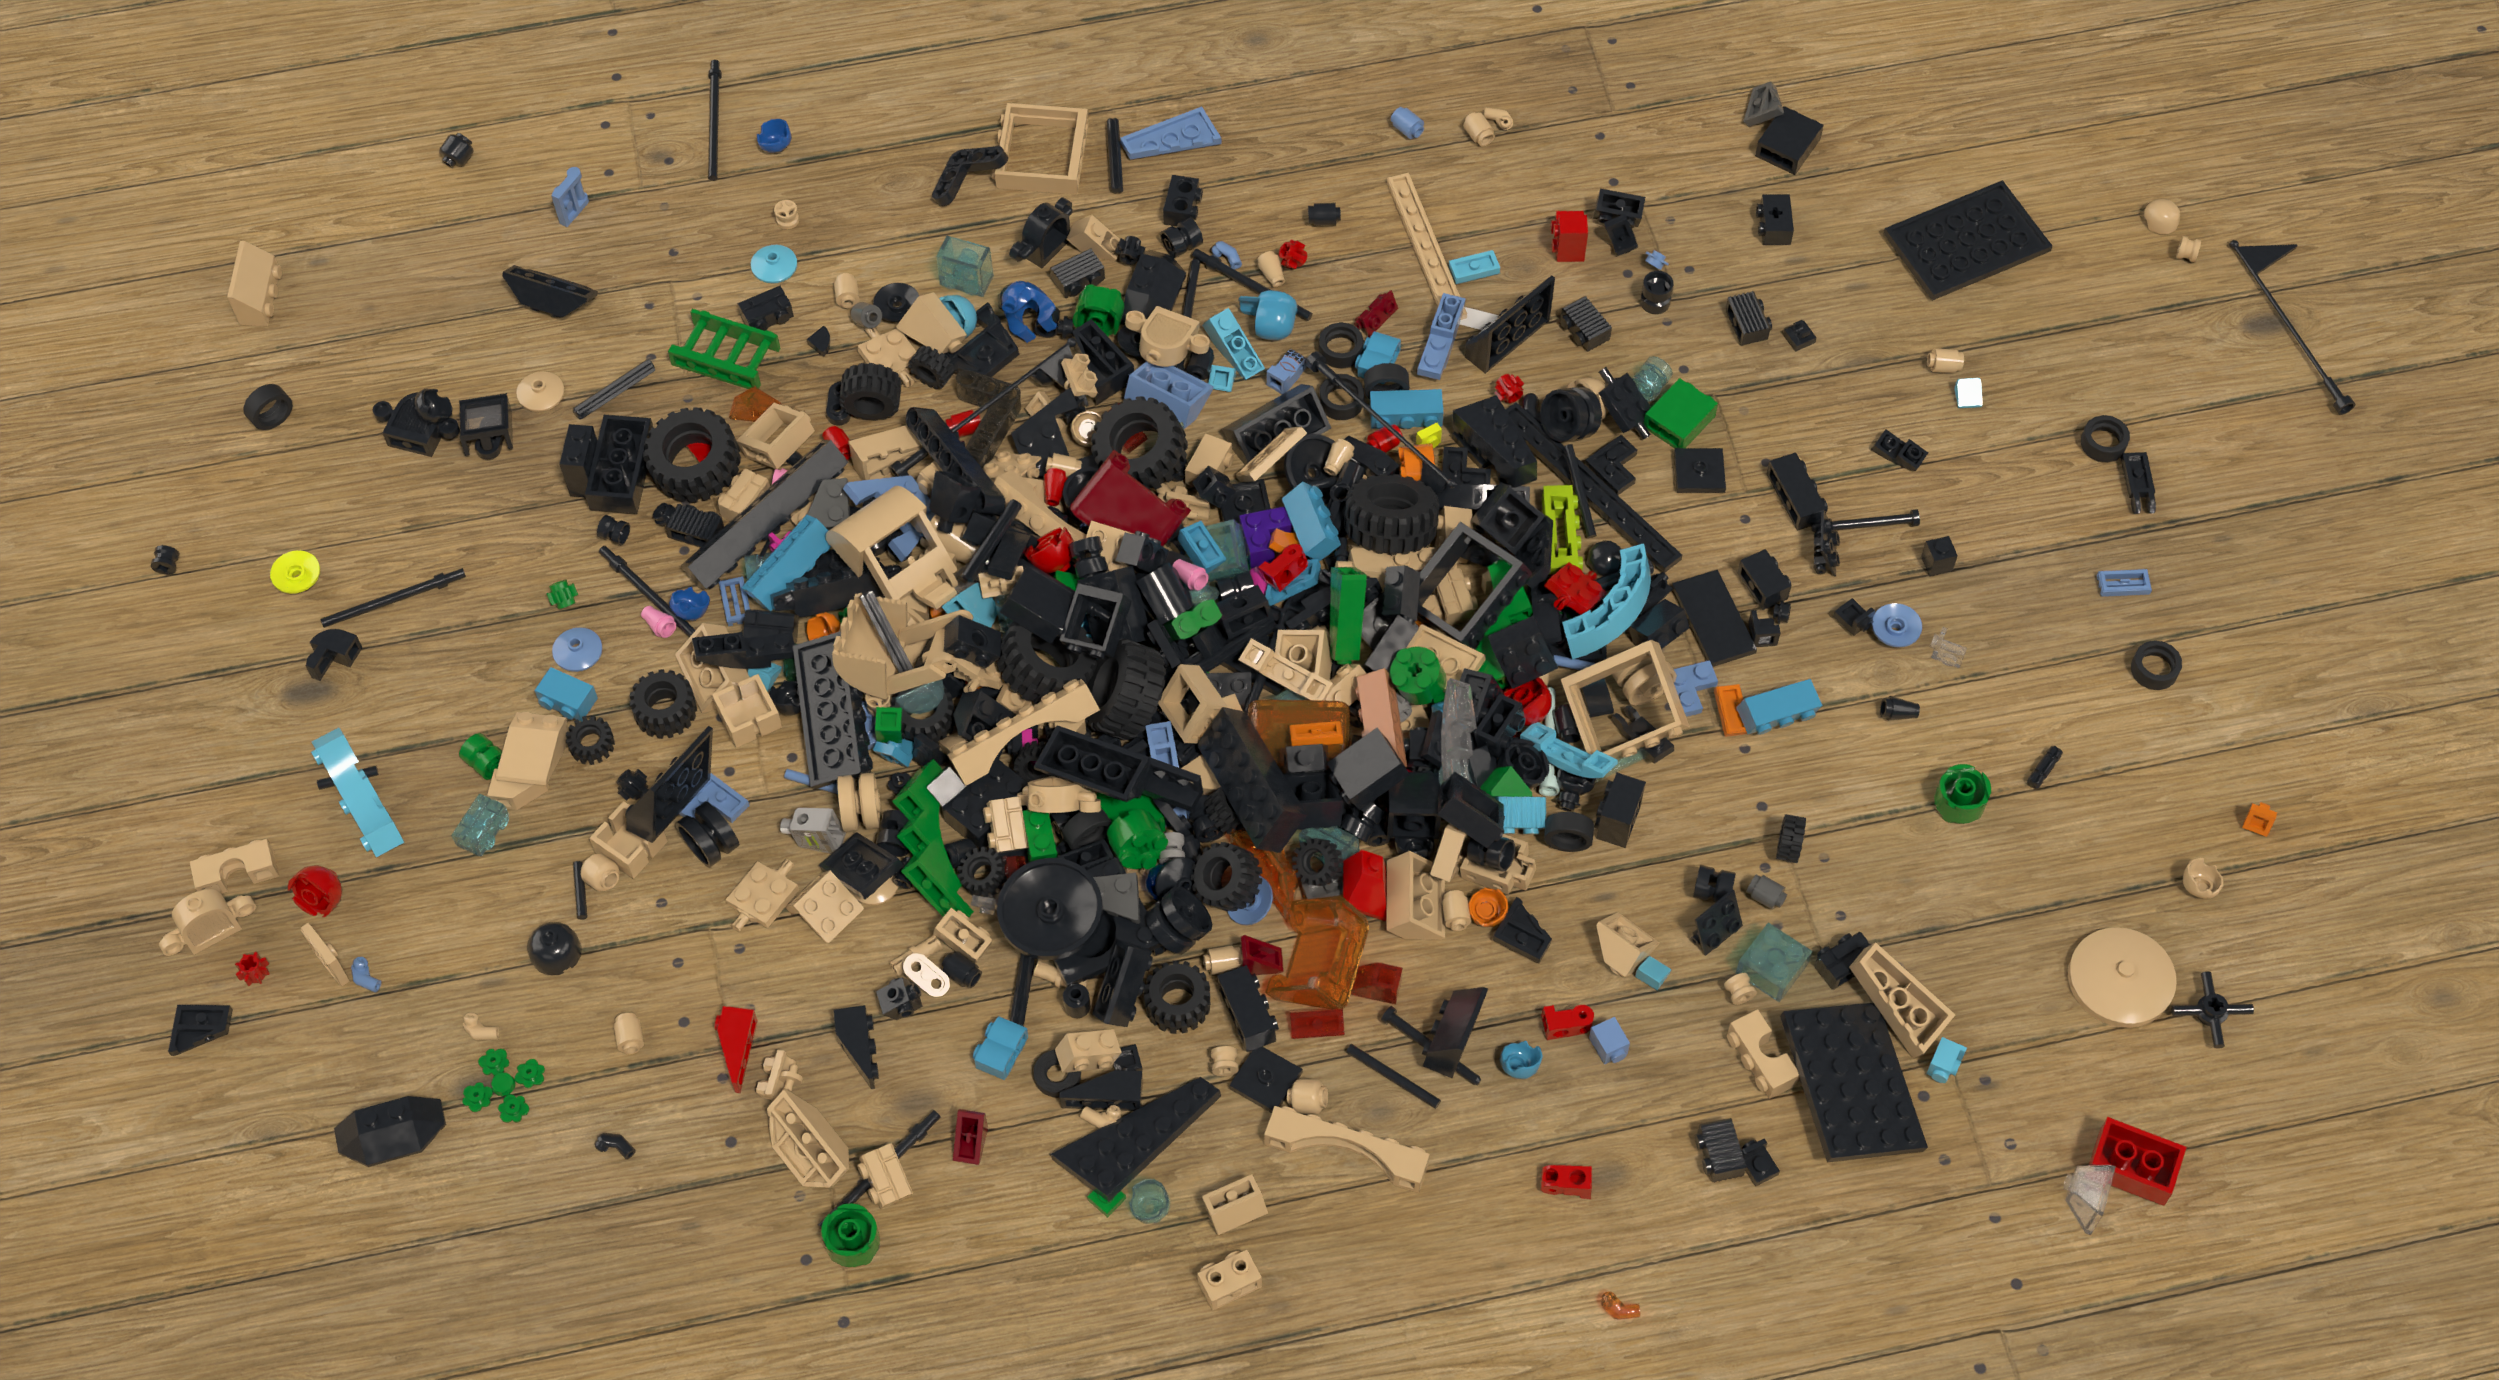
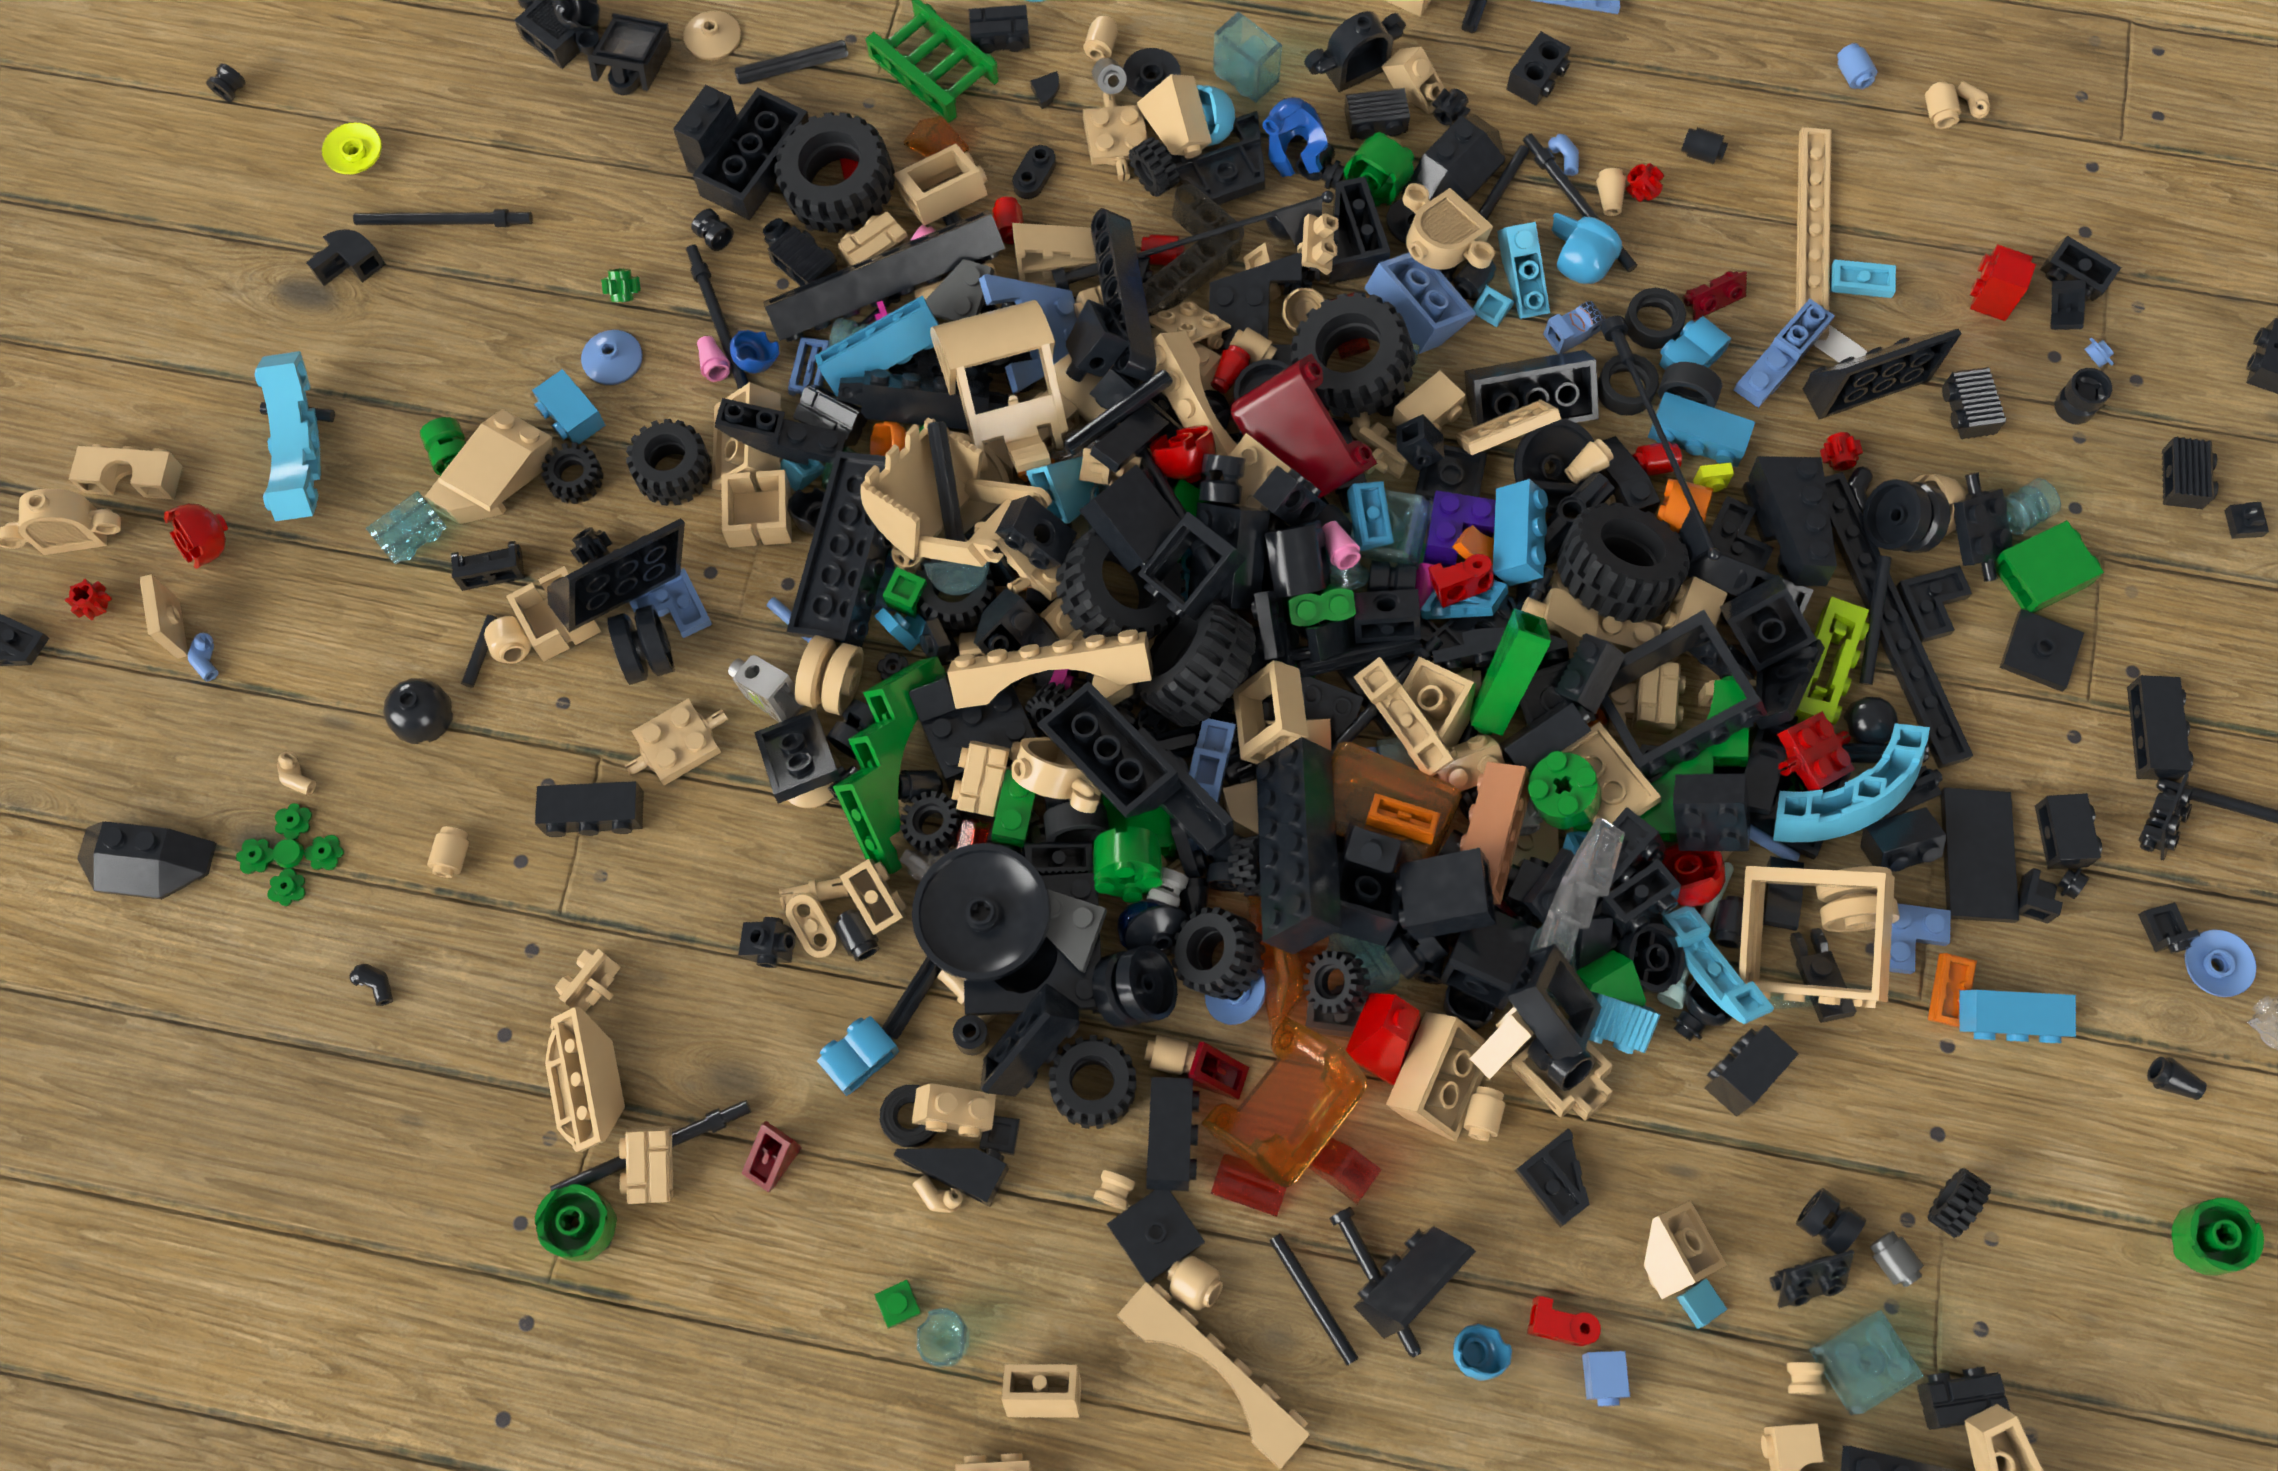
camera: 25 degrees right, 10 degrees up
(558, 829) = (488, 567): none -> black hinge
(721, 962) = (589, 808): none -> black brick
(736, 1035) = (560, 914): red slope -> none
(826, 906) = (737, 787): tan bracket -> none
(853, 1036) = (696, 970): black slope -> none
(870, 391) = (1069, 170): black tyre -> none
(1121, 1150) = (943, 1251): black wing -> none
(1180, 238) = (1522, 113): black wheel -> none
(1488, 907) = (1526, 1127): orange hair -> none
(1569, 831) = (1671, 1071): black tyre -> none

